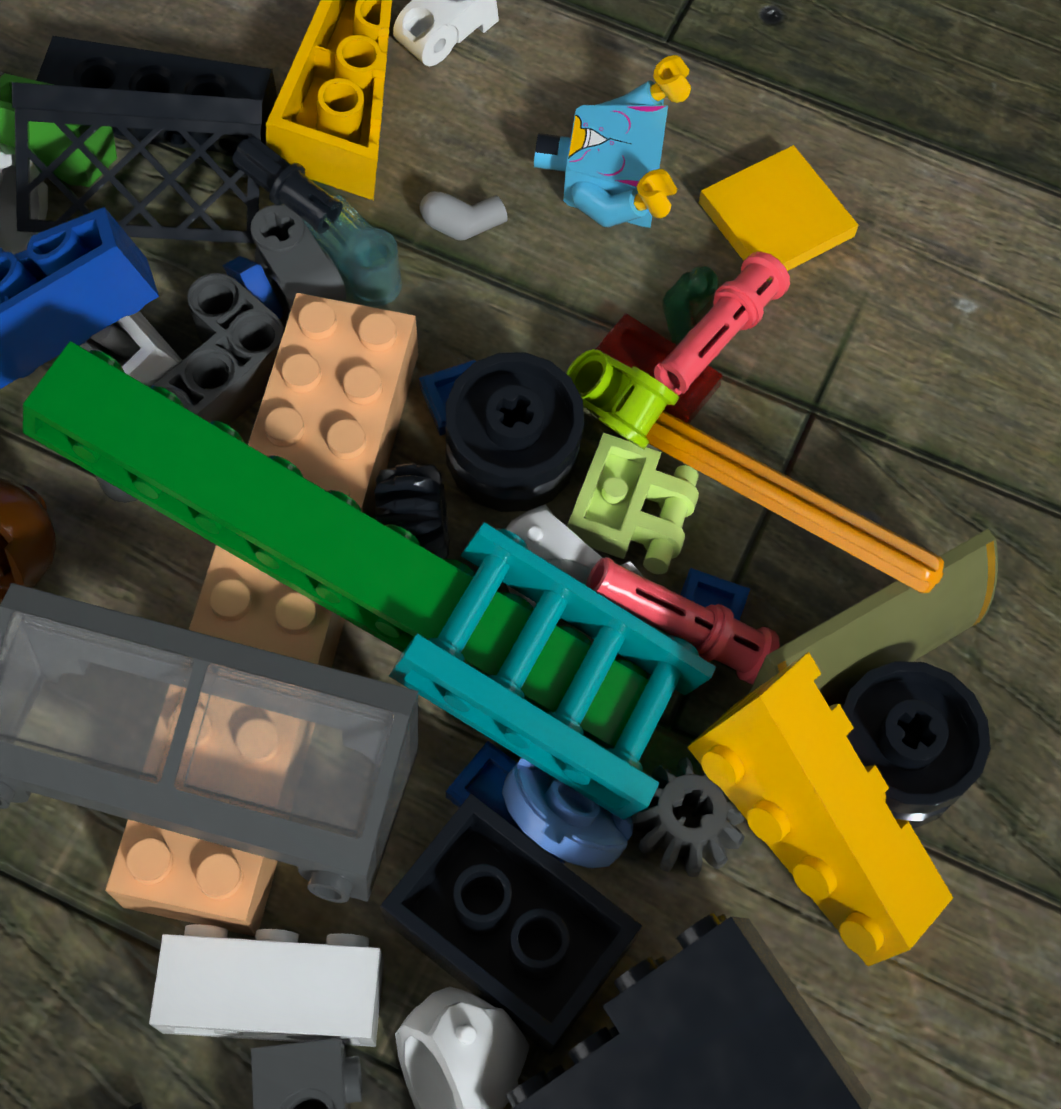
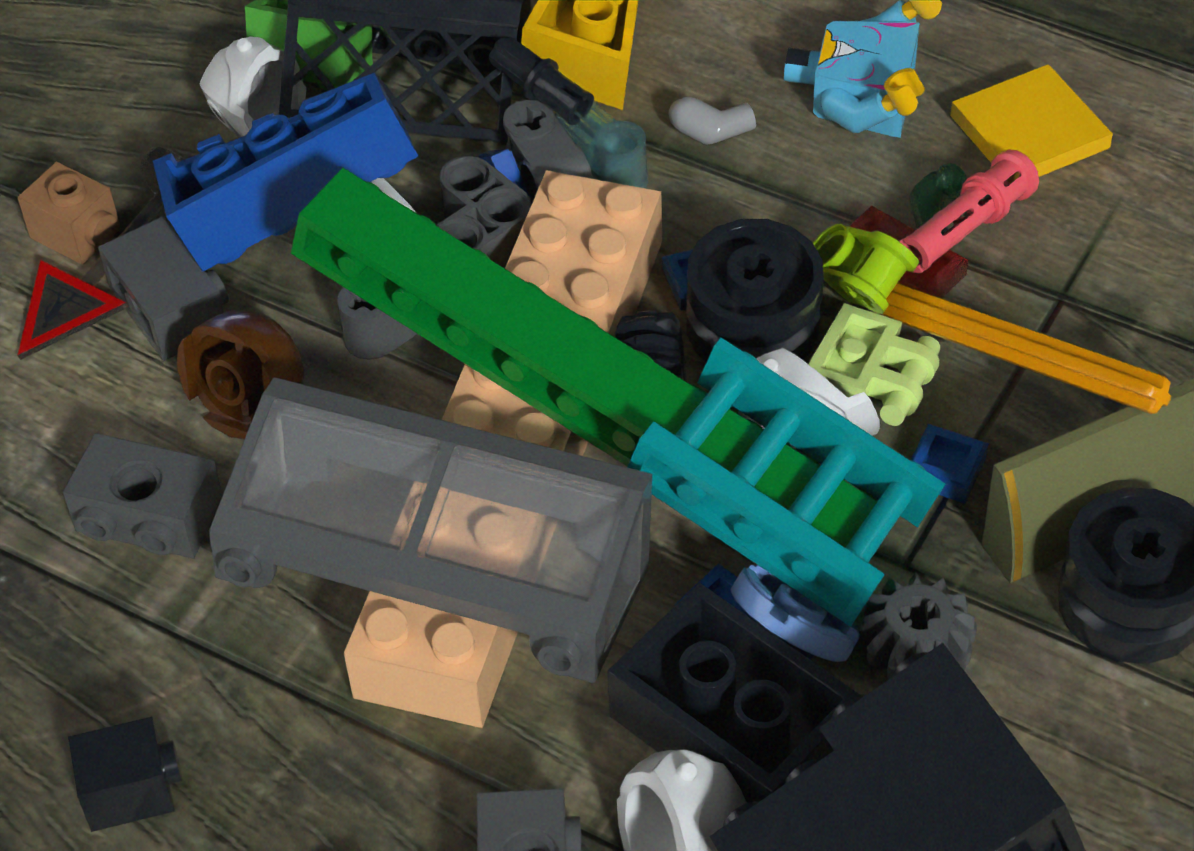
camera: 10 degrees right, 15 degrees down
(268, 986) = (451, 750): white brick -> none
(707, 628) = (964, 476): coral pin -> none
(824, 813) = (1048, 611): yellow wedge -> none

